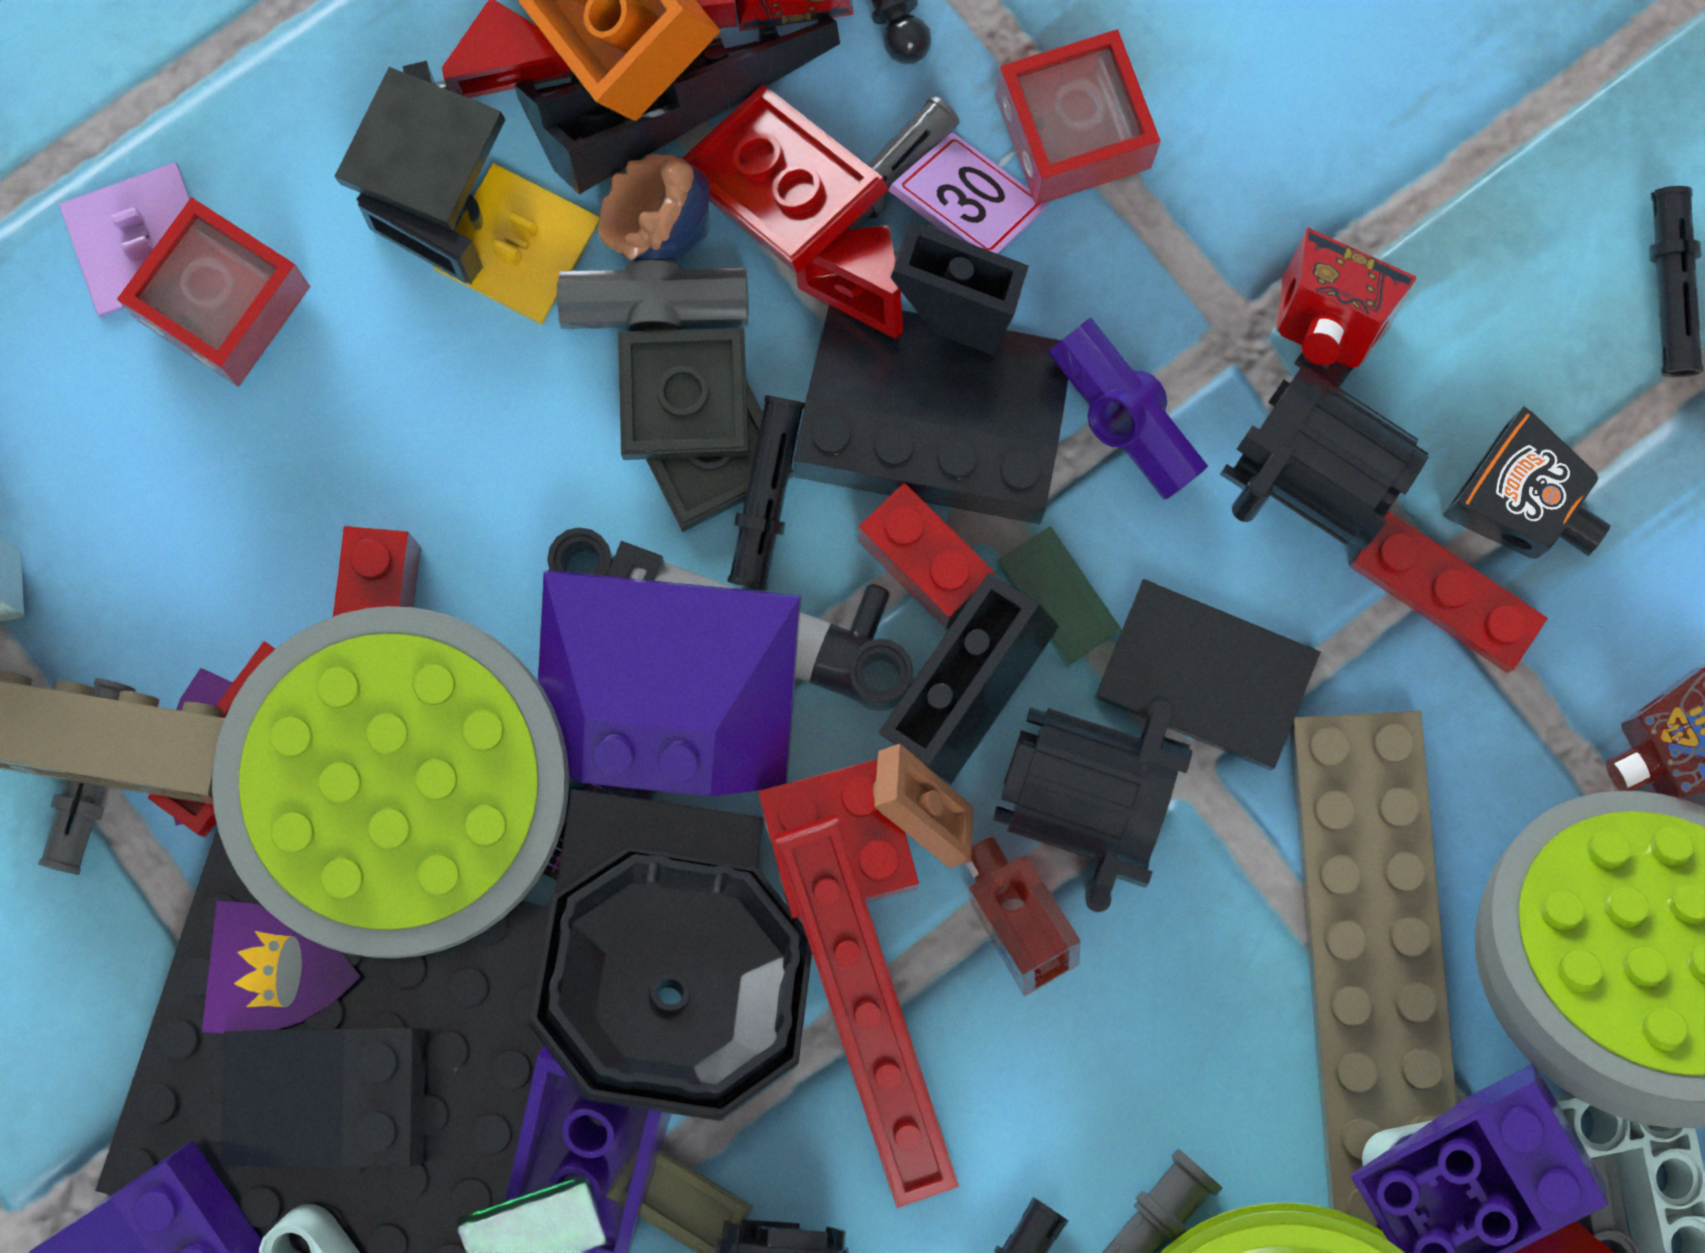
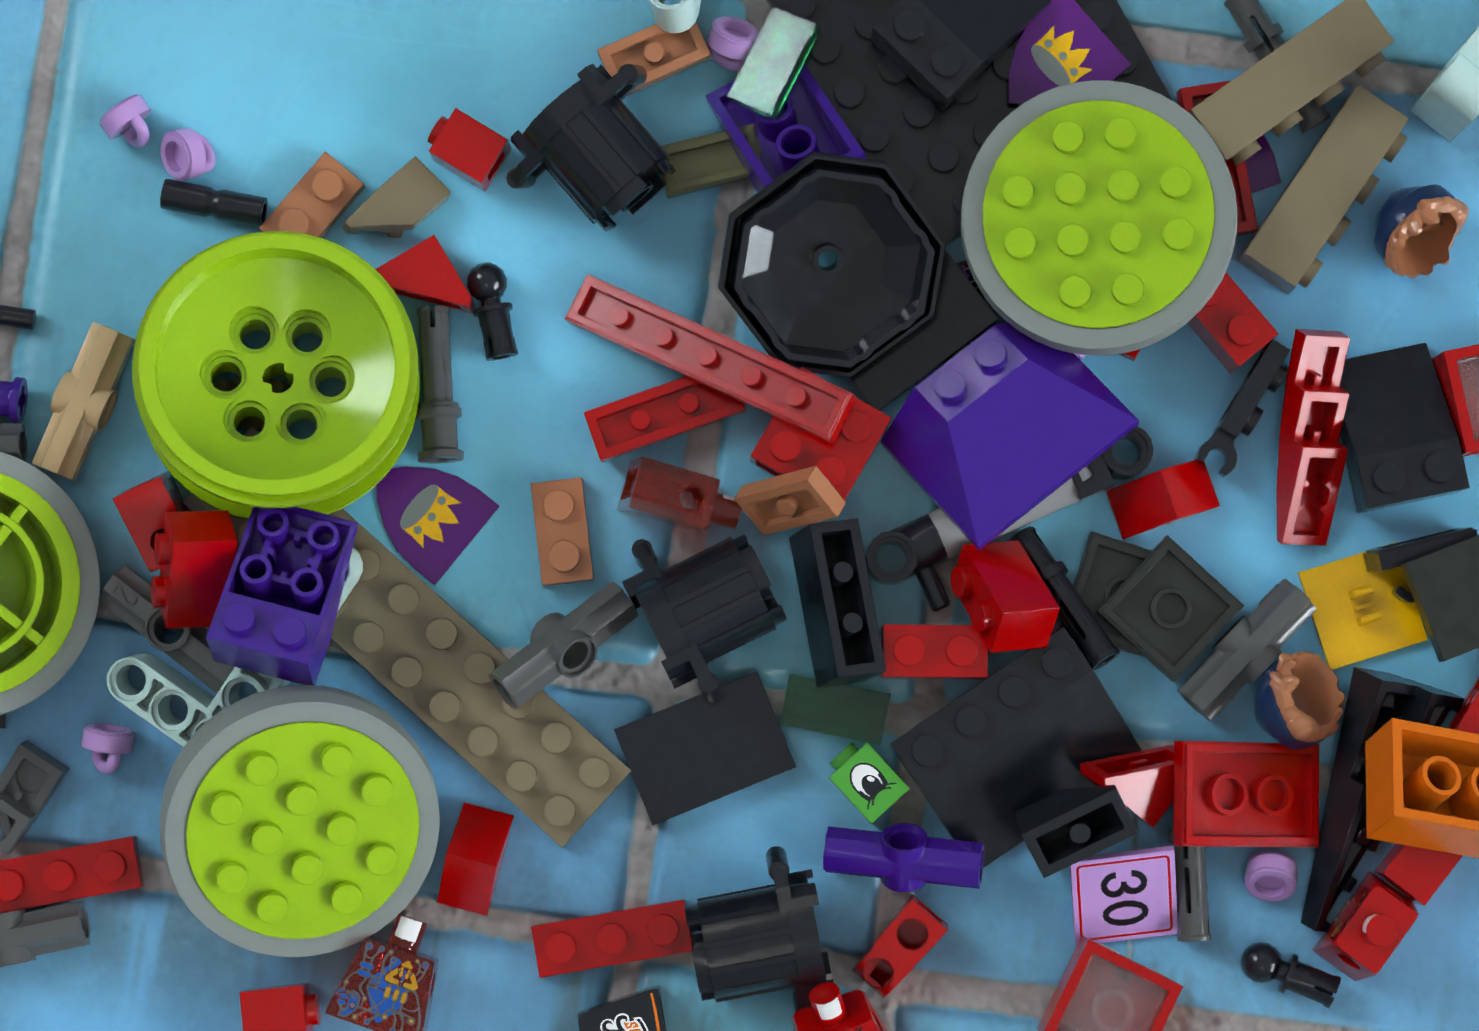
camera: 140 degrees right, 5 degrees up
(128, 504) = (1418, 229): none -> nougat hair
(170, 617) = (1324, 189): none -> dark tan brick
(332, 355) = (1399, 430): none -> black slope
(423, 409) = (1309, 435): none -> red slope
(443, 501) = (1242, 411): none -> black plate
(591, 494) = (1162, 498): none -> red slope
(818, 534) = (1004, 596): none -> red brick
(826, 98) = (1271, 875): none -> lavender tile
(966, 1012) = (657, 416): none -> red plate
(1094, 504) = (866, 780): none -> bright green brick
(1149, 992) = (562, 531): none -> nougat plate
(1201, 340) = (900, 946): none -> red leg
(1252, 884) = (563, 645): none -> dark grey piece
(1254, 1126) = (431, 516): none -> dark purple sticker
(1505, 779) = (474, 858): none -> red slope

